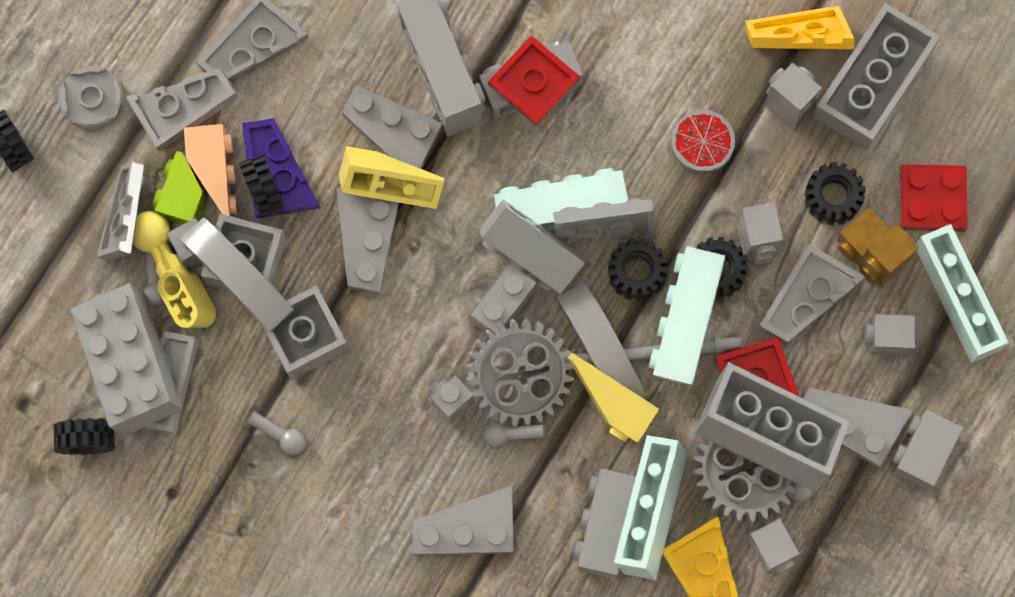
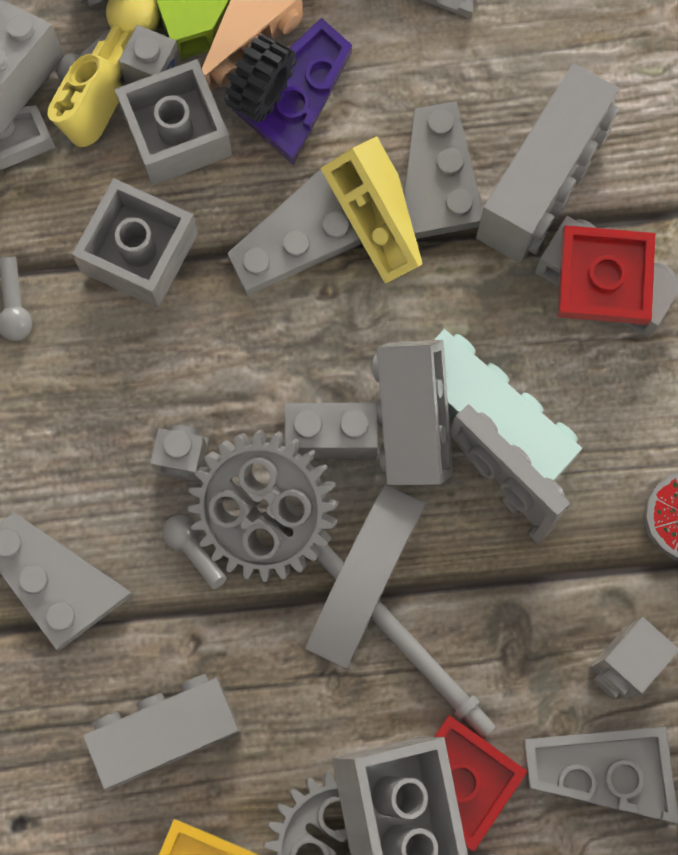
camera: 50 degrees right, 0 degrees up
(237, 274) = (138, 123): light grey slope -> none
(617, 404) = (307, 648): light yellow slope -> none
(644, 251) = (491, 524): black tyre -> none
(651, 507) = (211, 770): light aqua brick -> none
(688, 315) = (468, 648): light aqua brick -> none
(736, 260) = (576, 621): black tyre -> none

